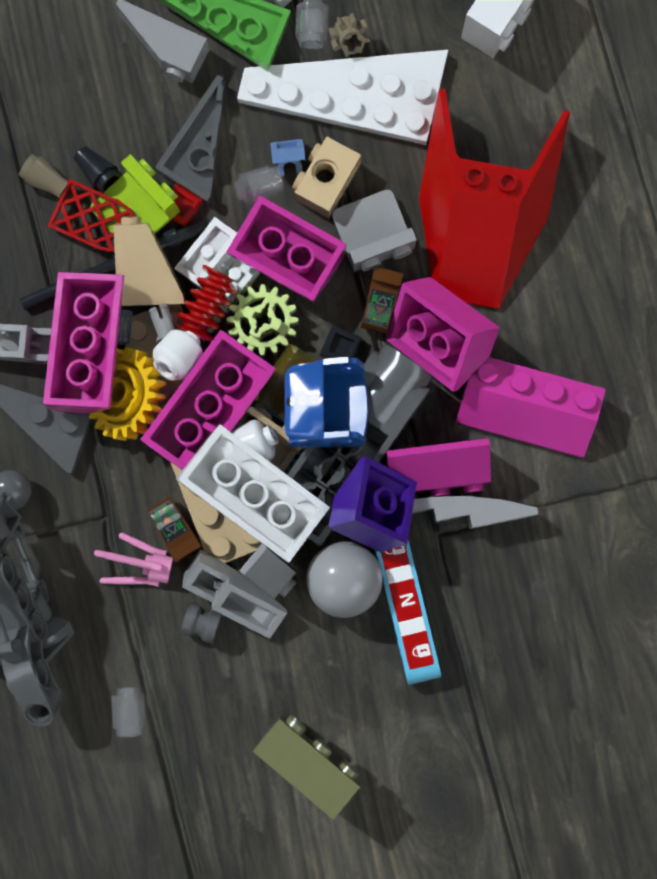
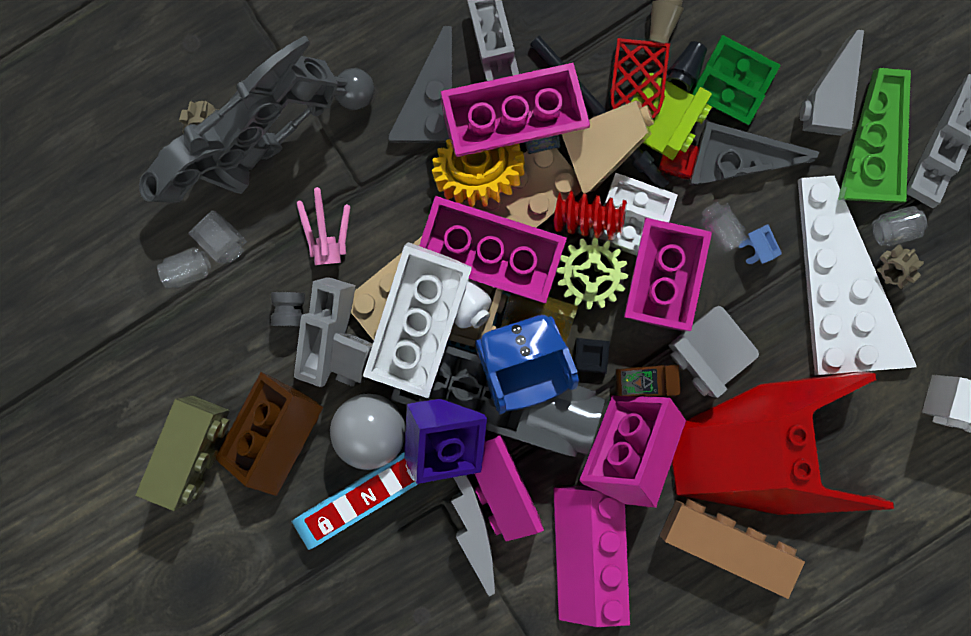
camera: 75 degrees right, 5 degrees up
(110, 668) = (218, 238): none -> clear brick
(123, 128) = (736, 79): none -> green slope
(162, 325) = (553, 183): light grey pin -> none
(174, 530) = (366, 255): leg -> none
(177, 354) = (530, 203): white head -> none
(316, 680) = (268, 434): none -> reddish brown slope
(326, 157) = (771, 295): tan brick -> none
(563, 272) = (731, 548): none -> medium nougat brick

